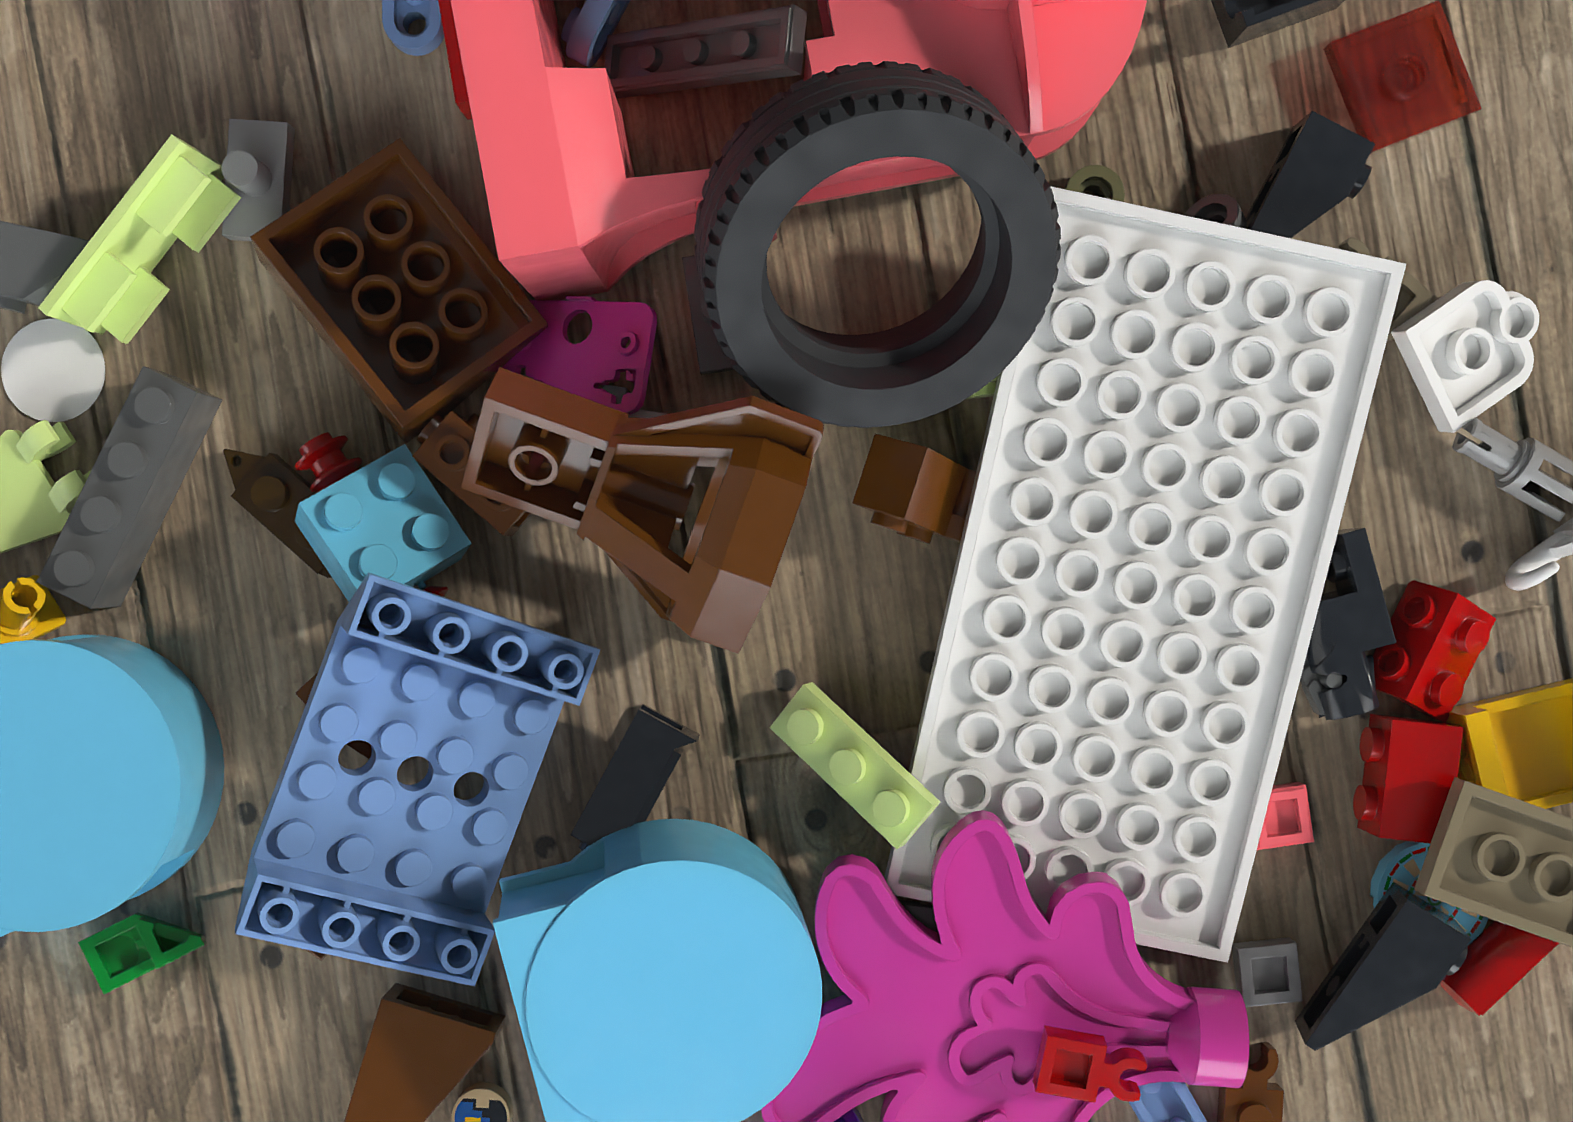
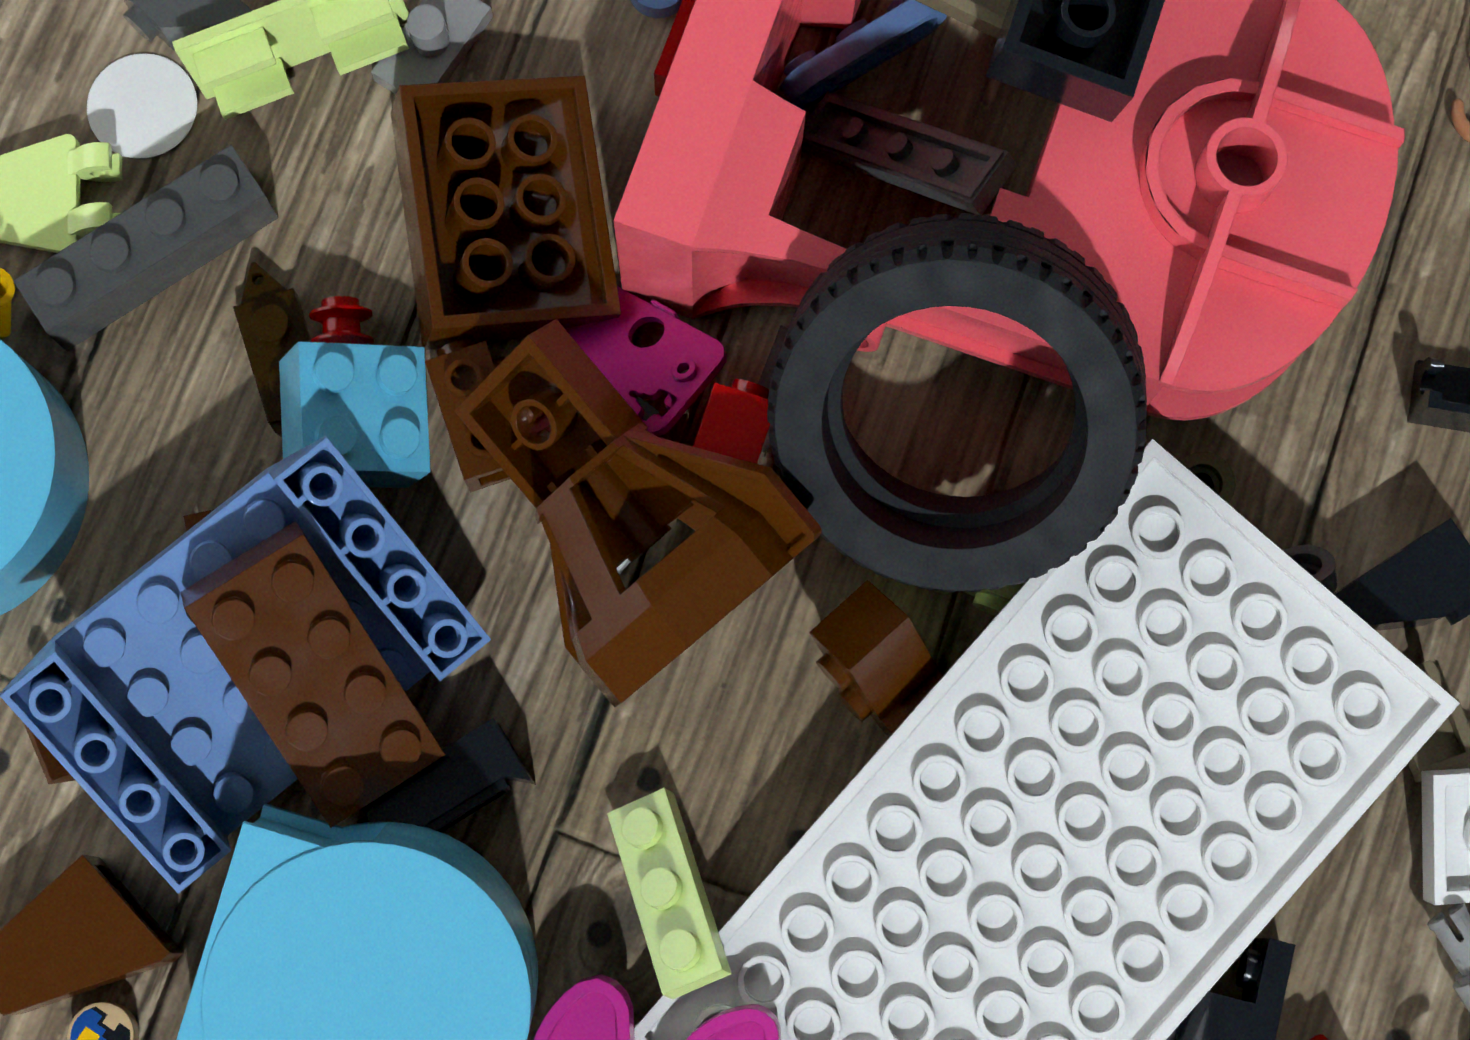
camera: 25 degrees right, 10 degrees down
(472, 762) = (311, 674): none -> reddish brown brick
(699, 369) = (737, 423): none -> red brick

